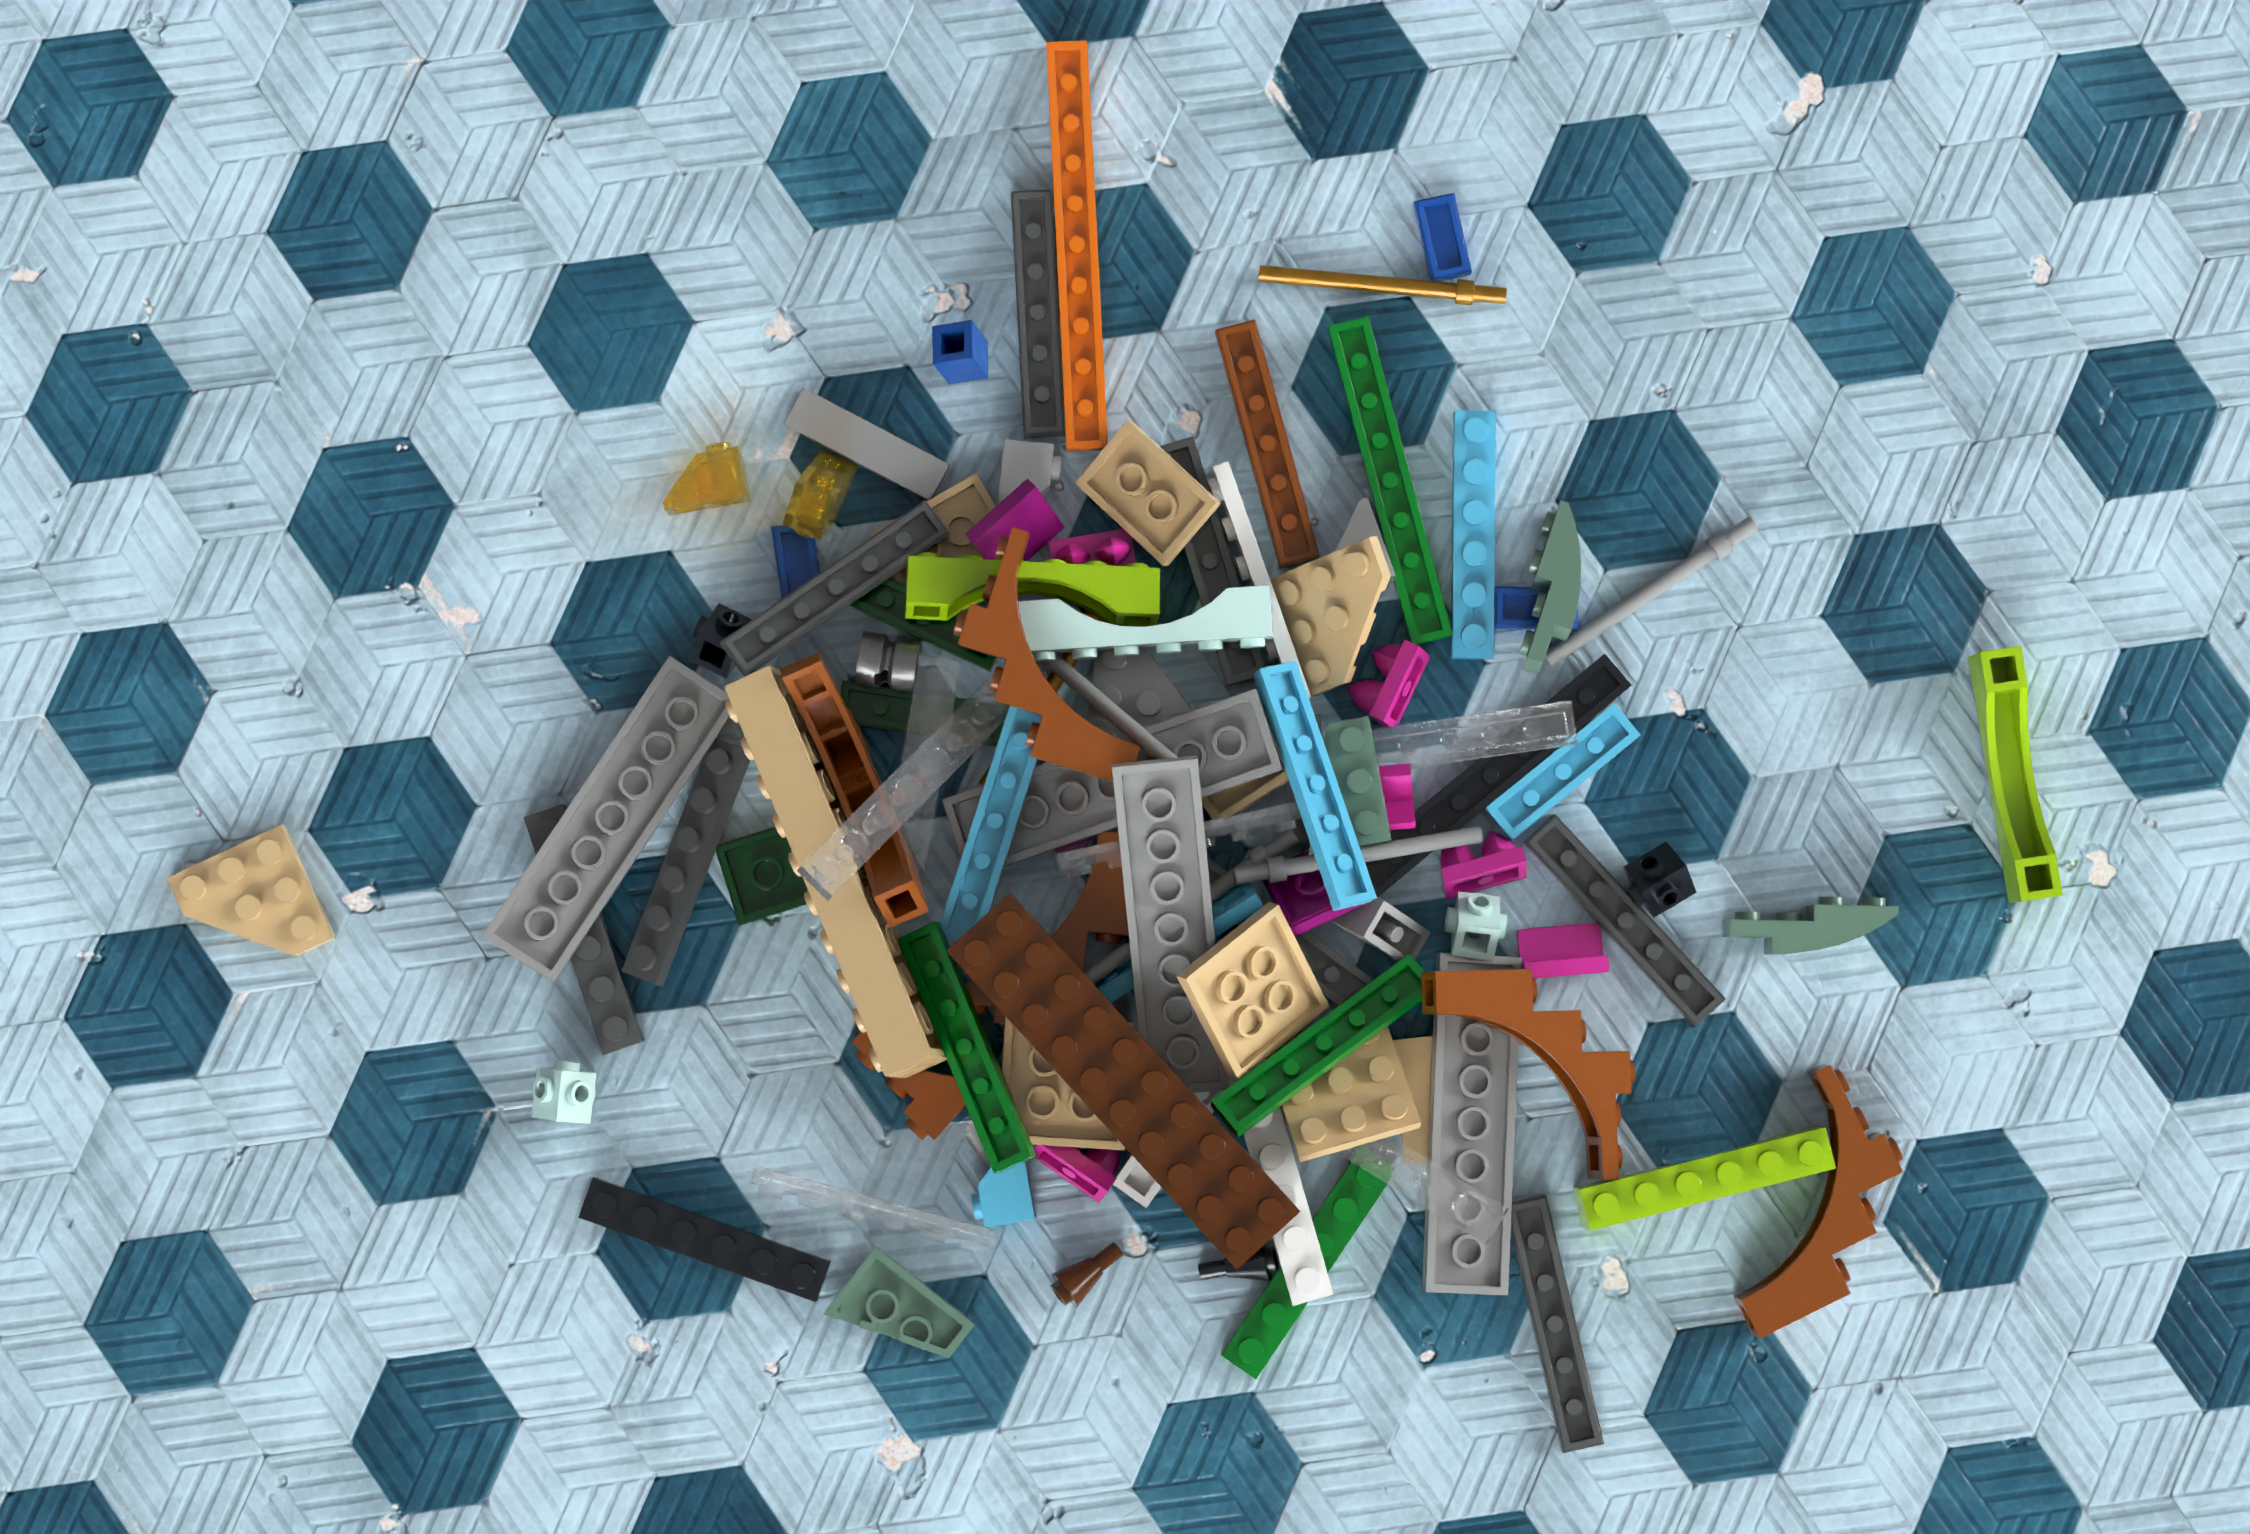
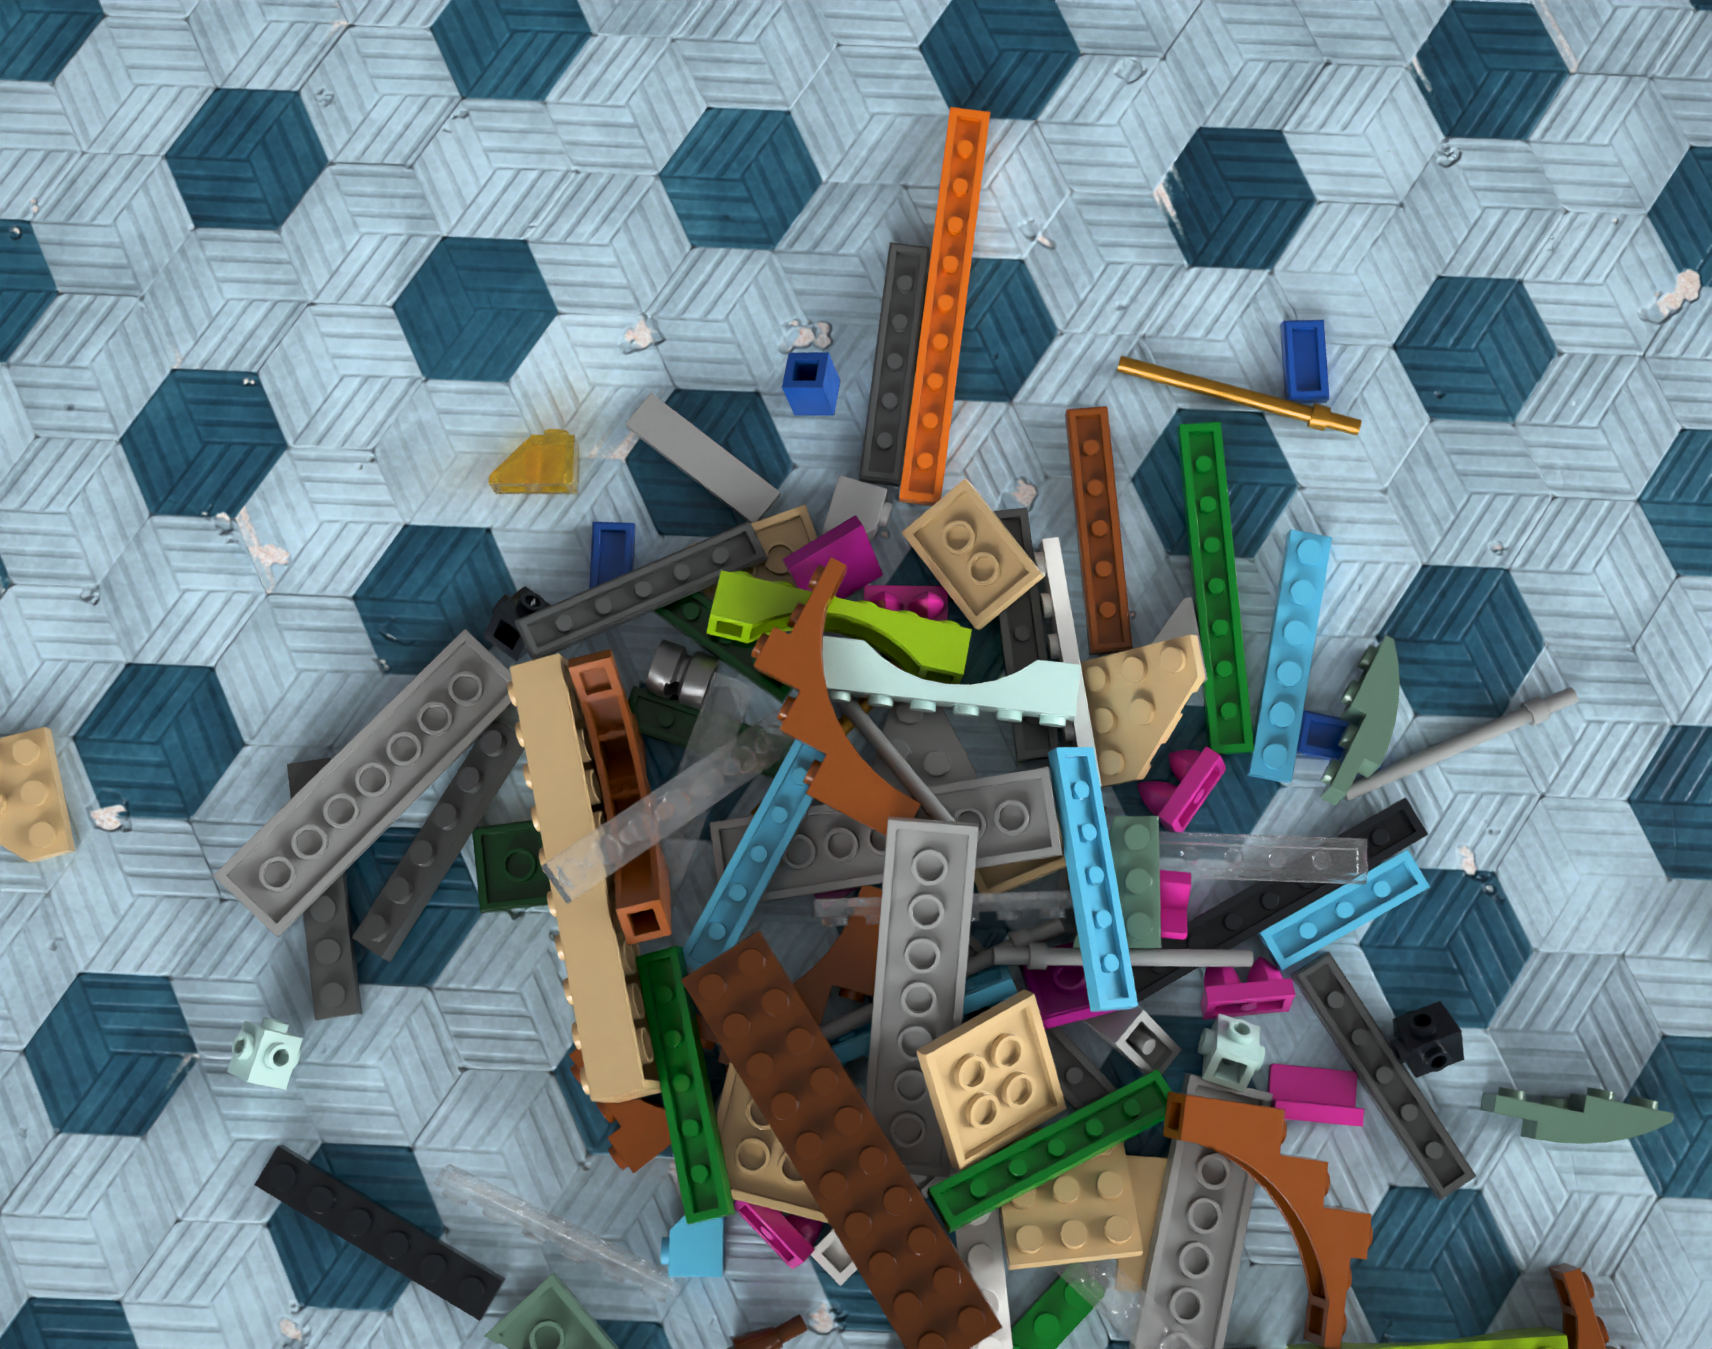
camera: 10 degrees right, 5 degrees down
(819, 495) = (644, 498): clear yellow slope -> none

